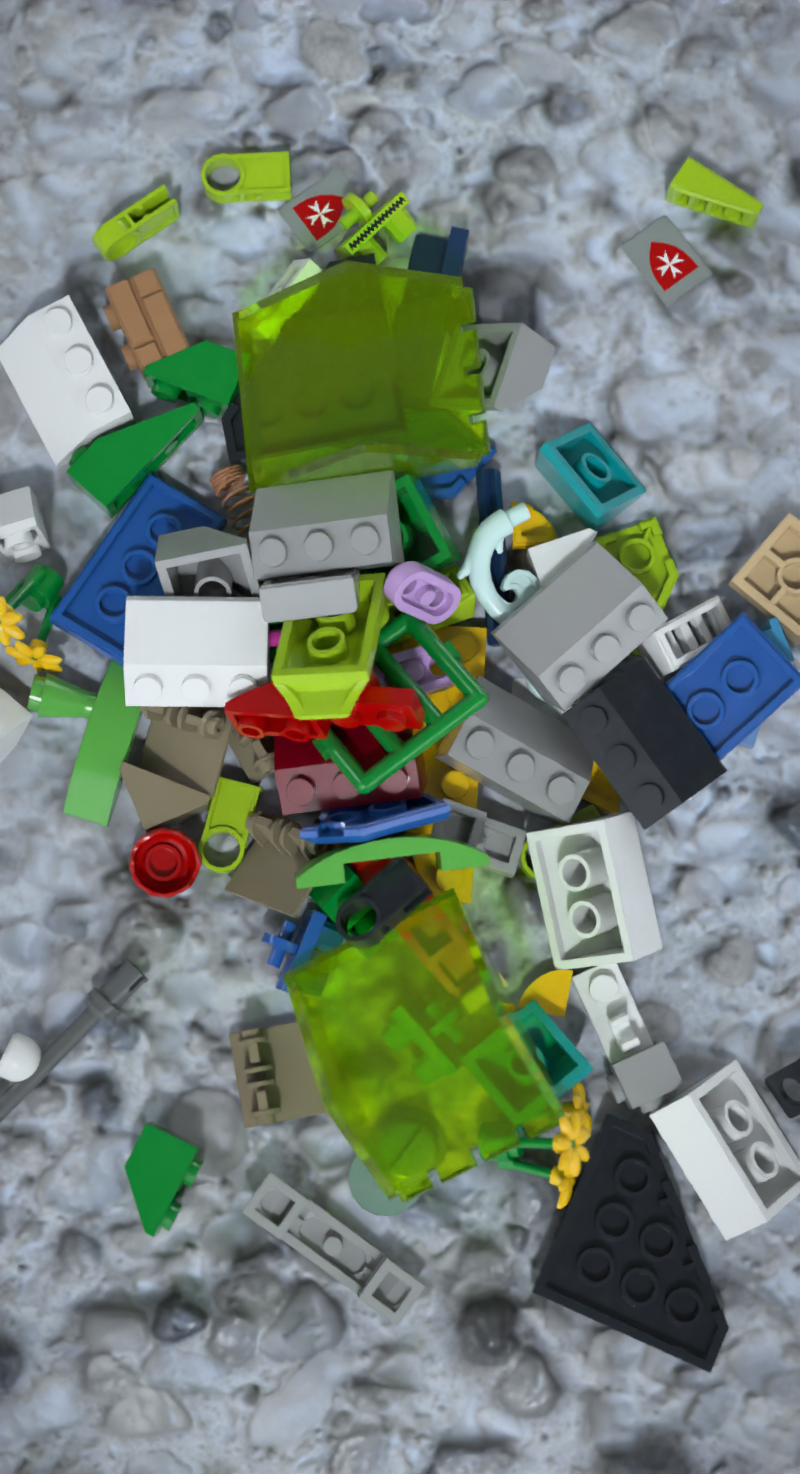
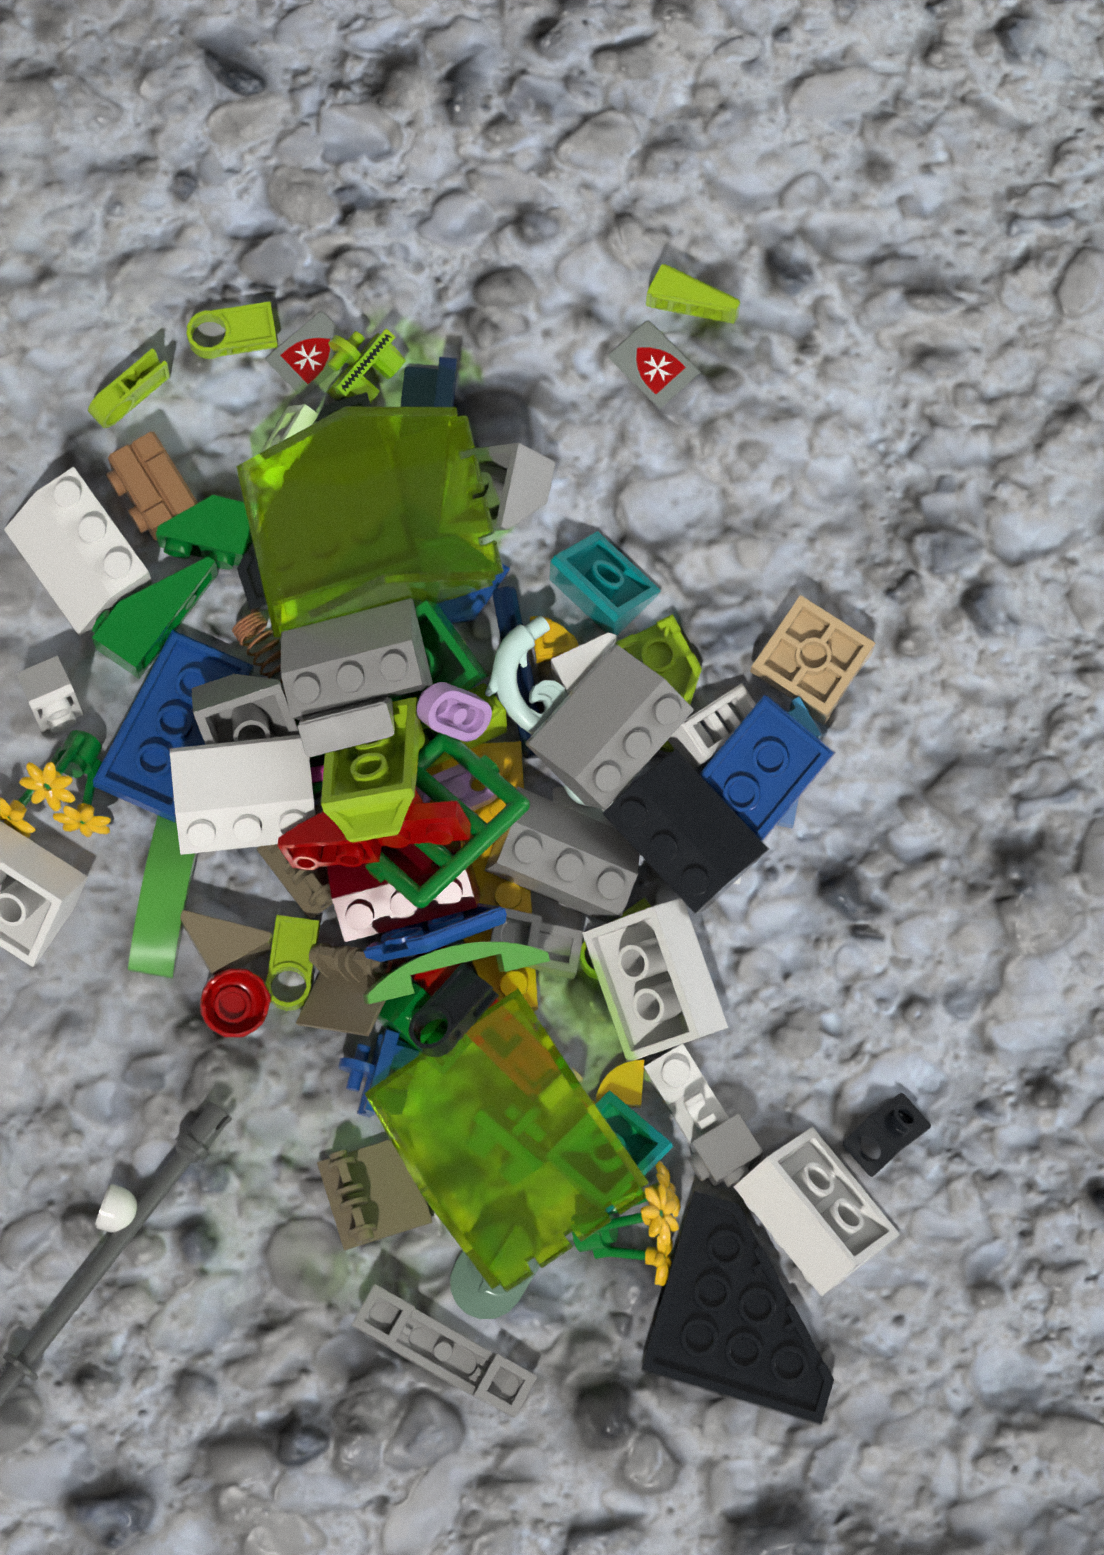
camera: 10 degrees left, 5 degrees down
(59, 698) = (111, 858): bright green cone -> none
(157, 1173) = (265, 1299): green slope -> none
(187, 745) = (242, 885): dark tan hinge -> none
(601, 792) = (650, 885): yellow tile -> none

